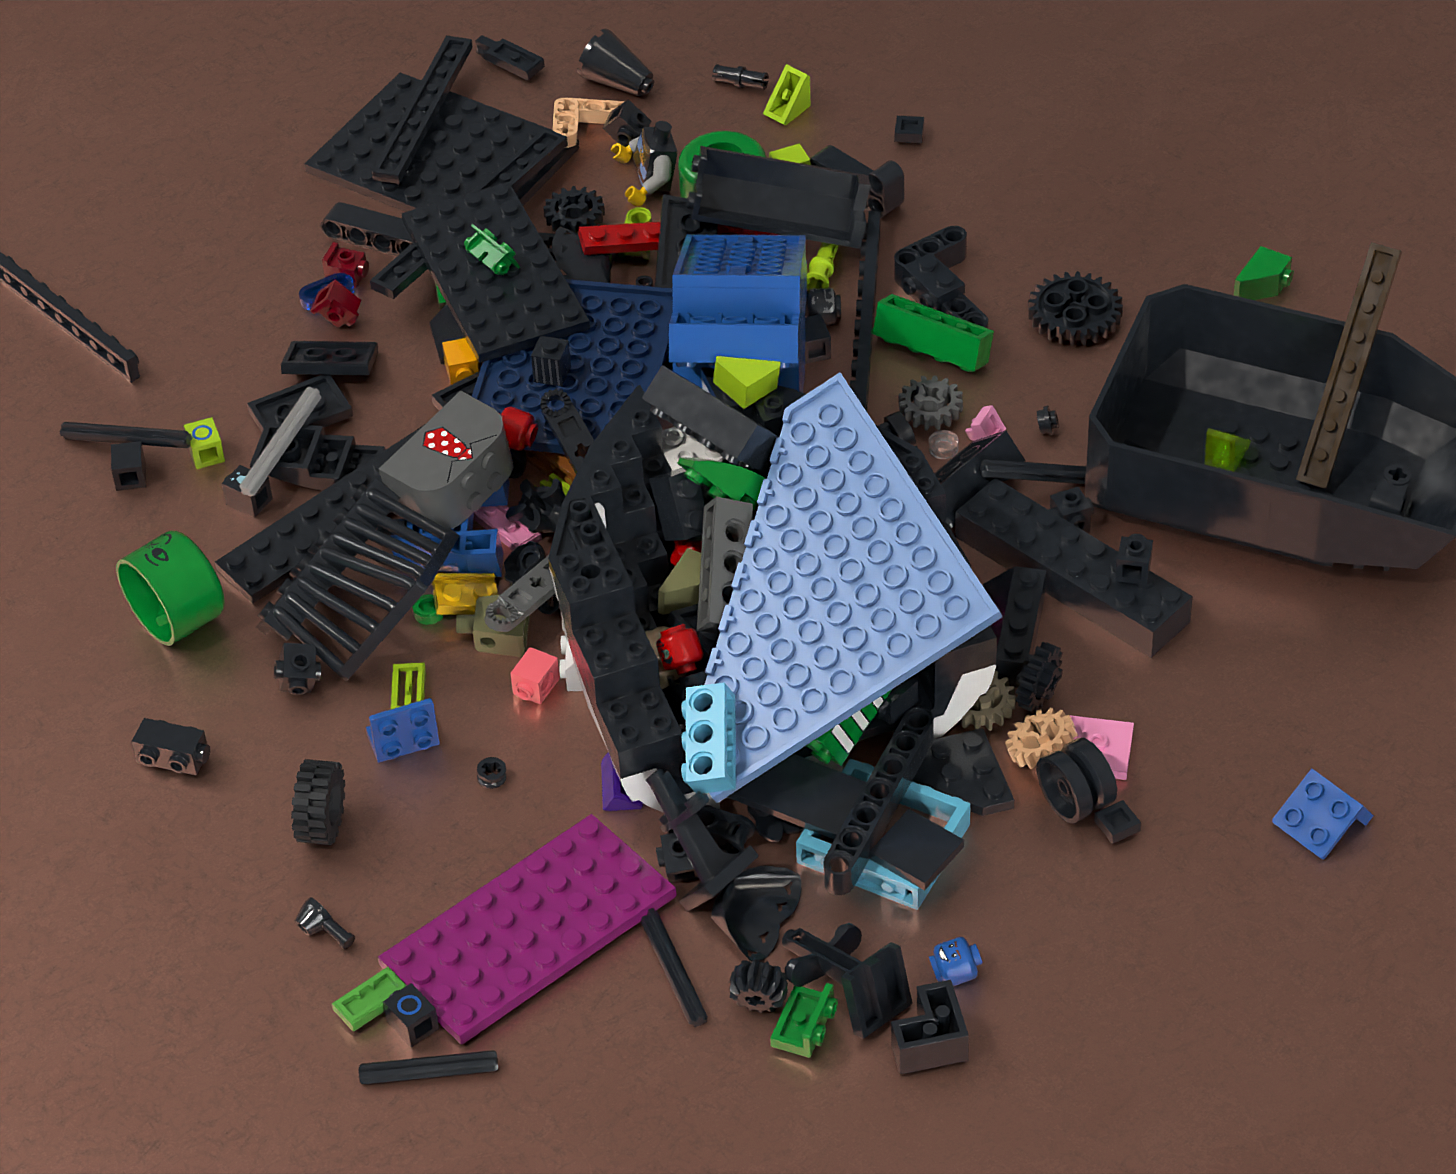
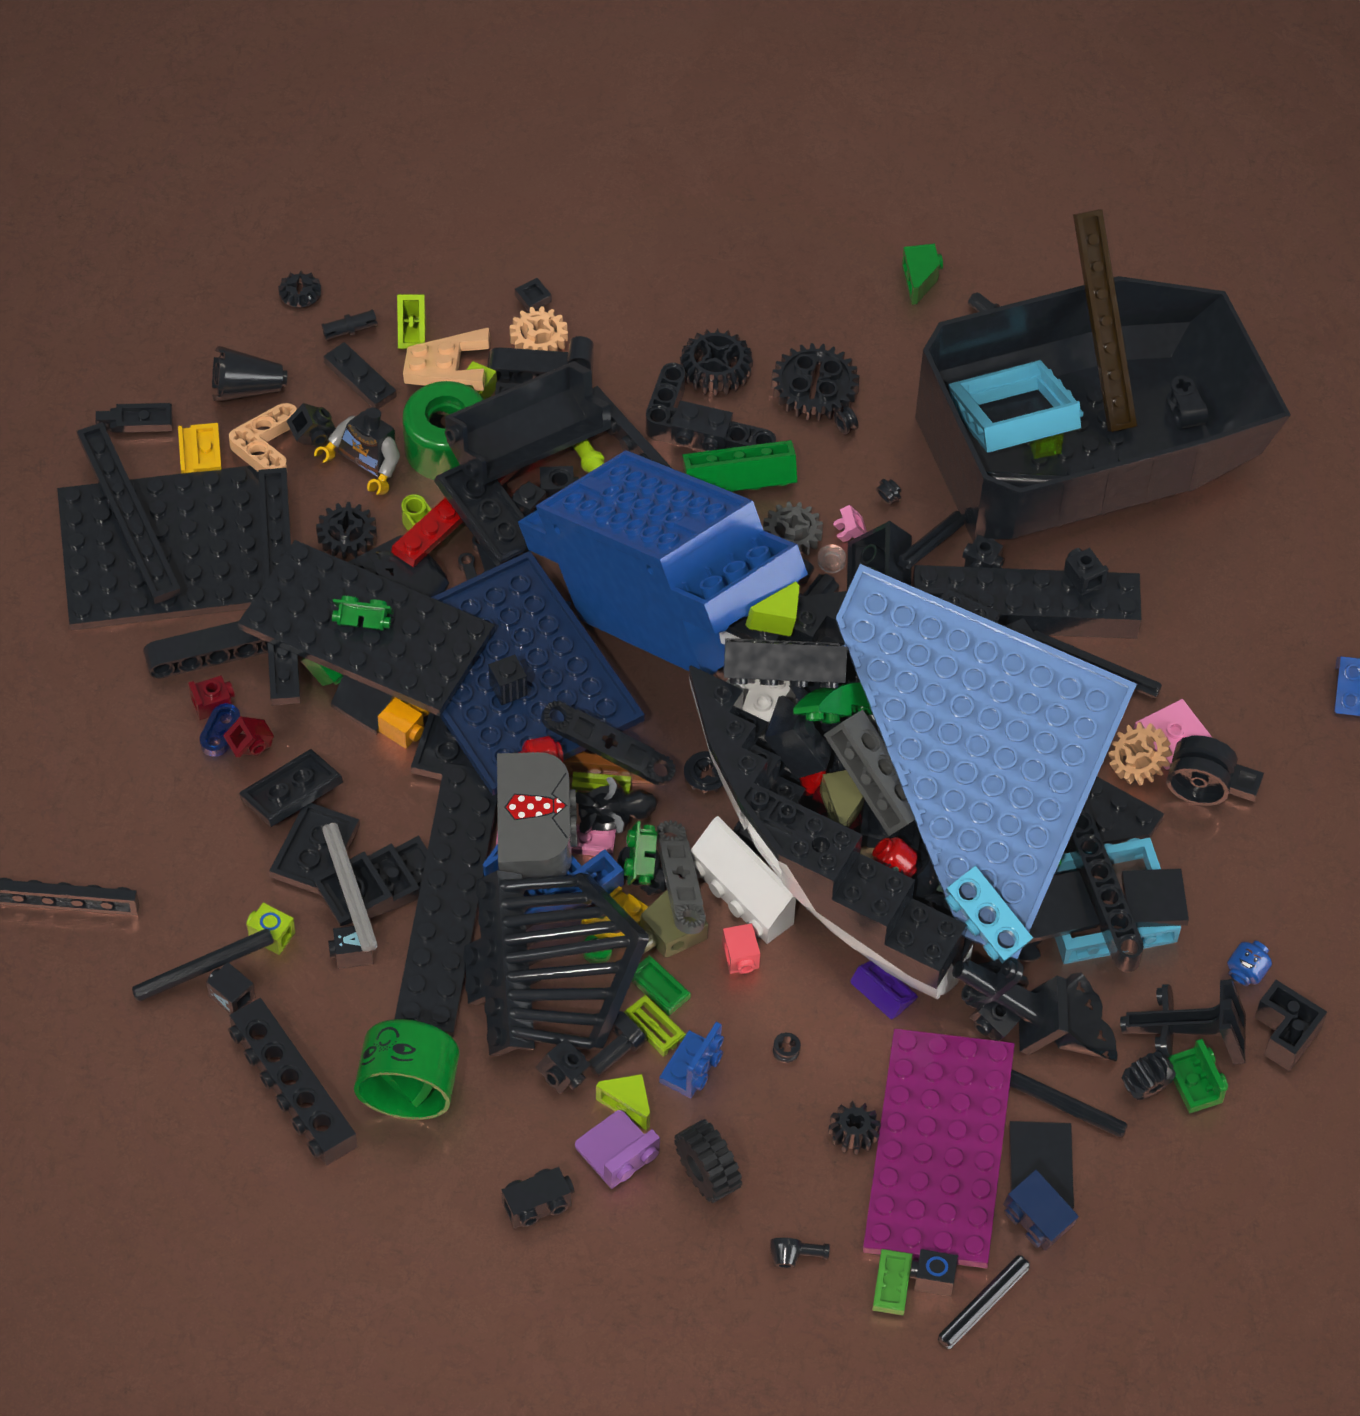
camera: 45 degrees left, 10 degrees up
(96, 554) = (258, 1020): none -> black brick
(272, 756) = (617, 1148): none -> medium lavender bracket
(326, 724) = (626, 1095): none -> lime slope
(376, 684) = (628, 1038): none -> black piece
(445, 665) = (660, 986): none -> green tile
(471, 863) = (845, 1128): none -> black gear
(510, 558) = (640, 842): none -> green hinge
(531, 100) = (199, 448): none -> yellow plate
(536, 1019) = (1039, 1211): none -> dark blue brick
(595, 999) = (1044, 1149): none -> black tile
(709, 109) = (360, 376): none -> black plate
(732, 42) = (310, 292): none -> black gear
(778, 133) = (441, 358): none -> light nougat wing
(882, 148) = (539, 330): none -> light nougat gear
(1005, 250) = (717, 354): none -> black gear
(1069, 350) = (846, 420): none -> black bush
(1085, 652) = (1144, 685): none -> black axle
(1168, 407) = (1009, 382): none -> medium azure window

